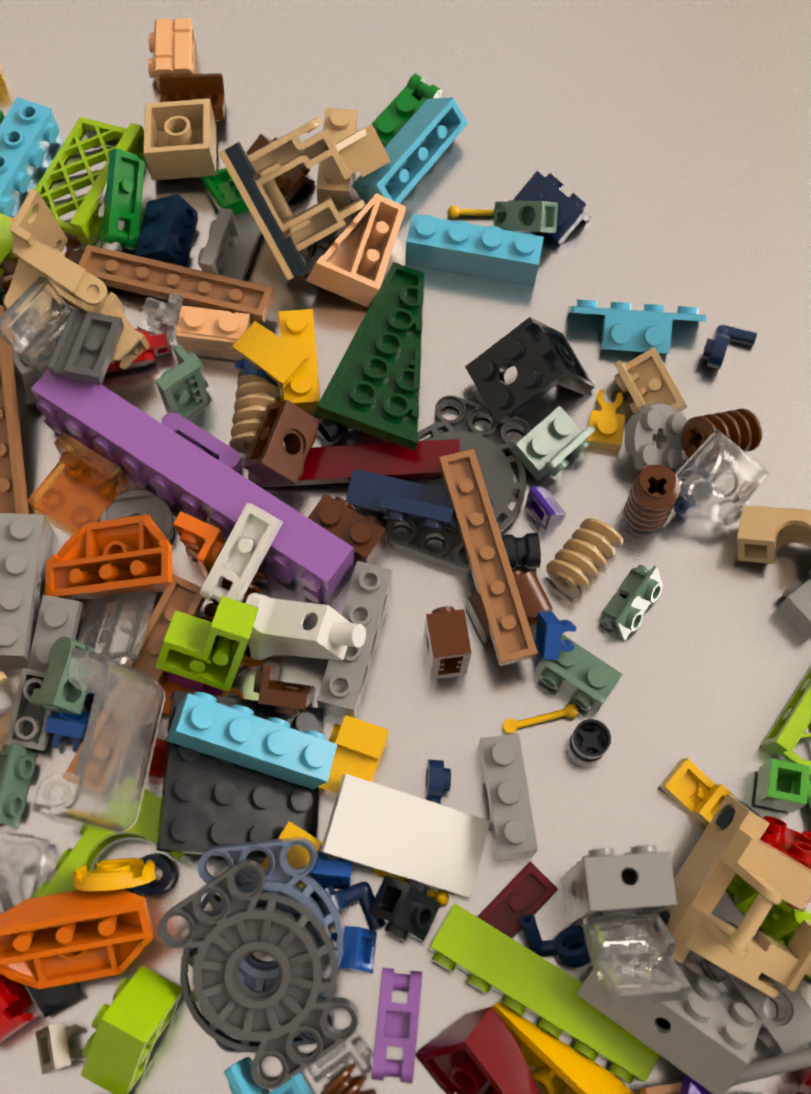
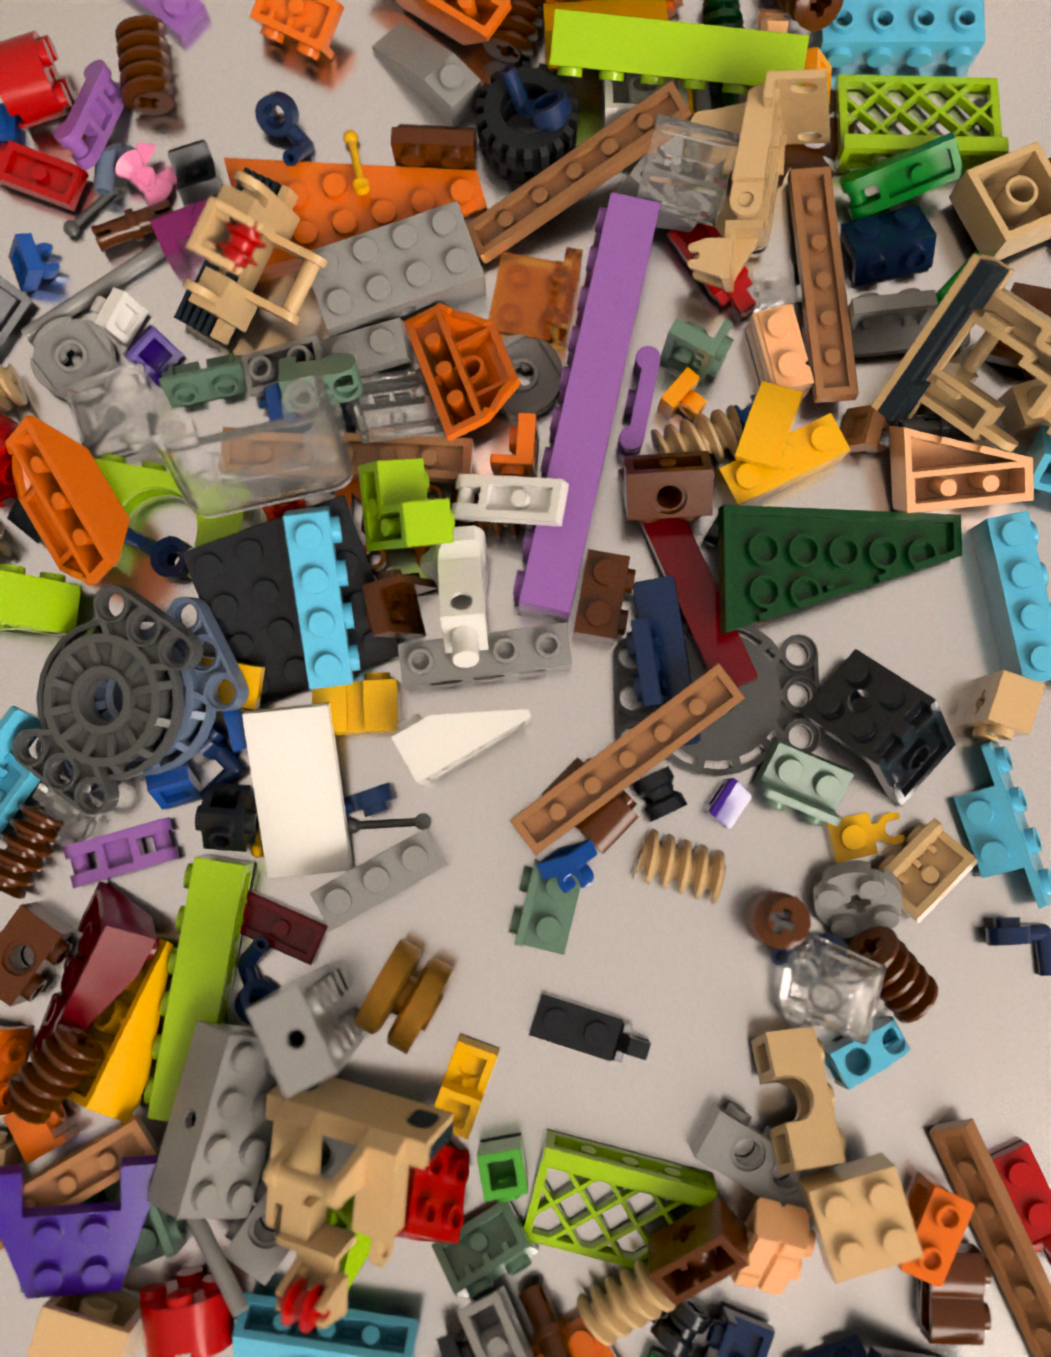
camera: 75 degrees right, 15 degrees up
(86, 347) = (681, 225): dark grey plate -> none
(114, 875) = (142, 522): yellow tile -> none
(213, 413) = (683, 396): none -> light orange tile
(298, 296) = (863, 429): none -> medium nougat tile
(414, 695) = (446, 740): none -> white slope
(447, 642) = (516, 752): reddish brown brick -> none
(469, 749) = (421, 821): none -> dark grey hinge
(510, 726) = (463, 854): yellow hinge -> none
(548, 286) = (1002, 706): none -> tan brick
(594, 736) = (472, 951): black wheel -> none
(614, 807) = (404, 996): none -> pearl gold wheel
(626, 614) = (669, 943): sand green hinge -> none
(634, 959) = (230, 1074): clear slope -> none
(688, 682) = (586, 1029): none -> black hinge
(779, 485) = (855, 1062): none -> medium azure leg

